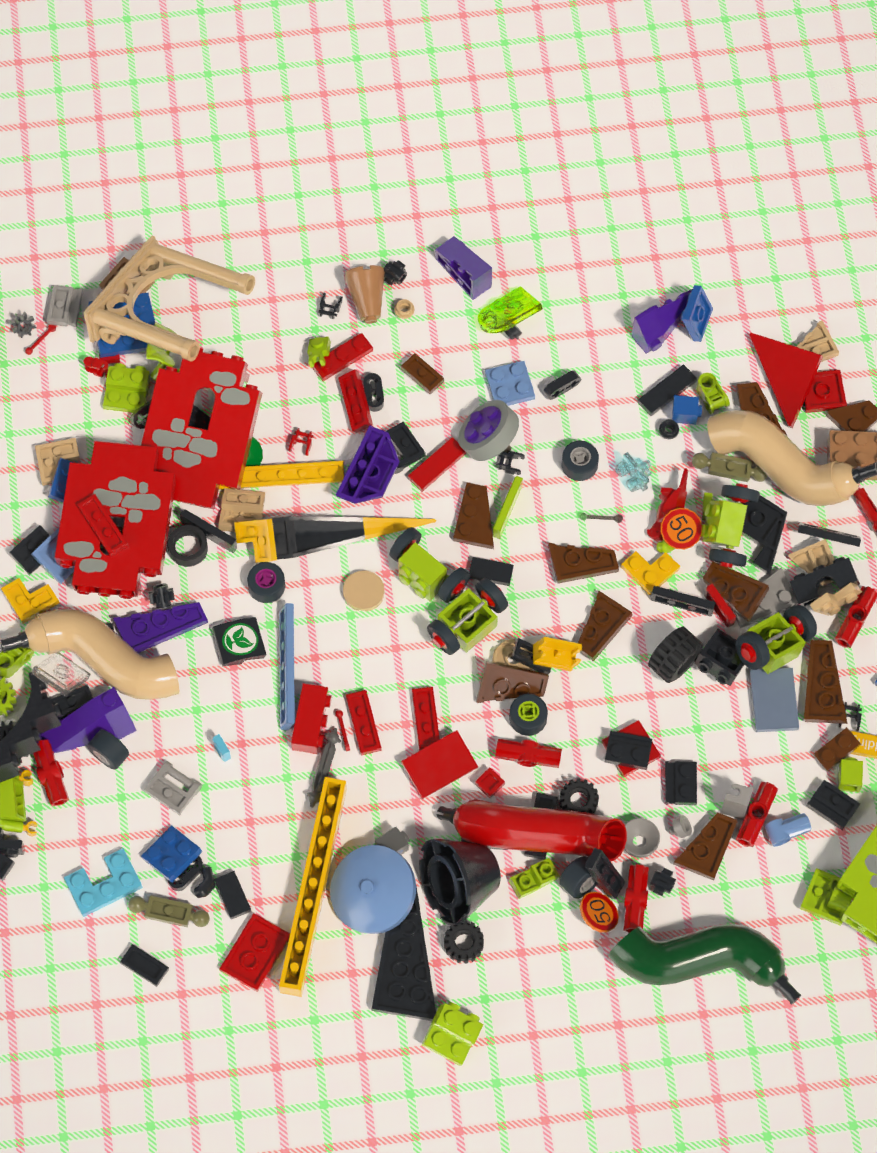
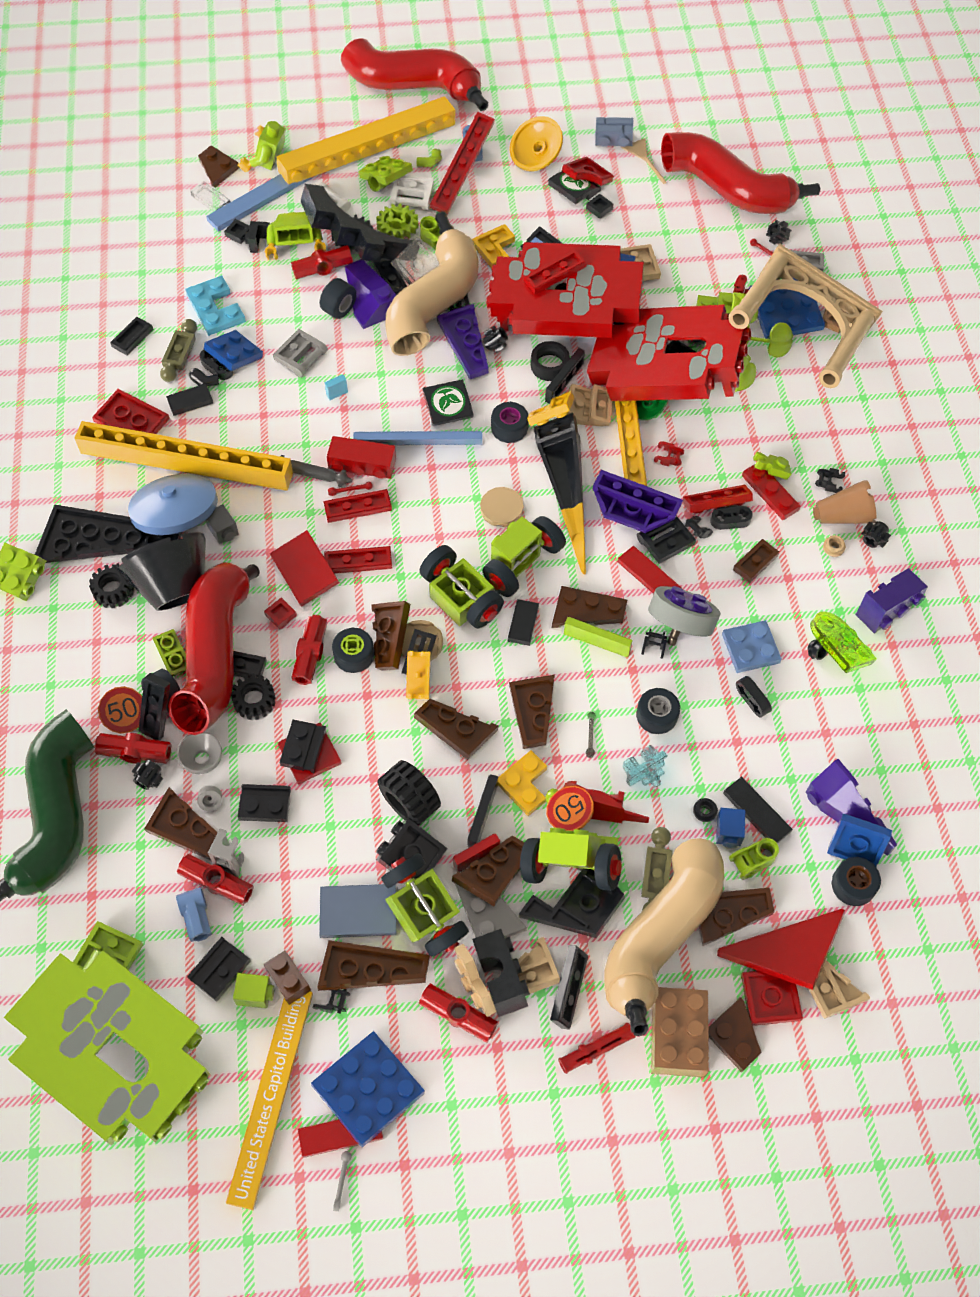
camera: 90 degrees right, 5 degrees down
(387, 422) = (701, 532): none -> black piece
(727, 321) = (864, 877): none -> black wheel

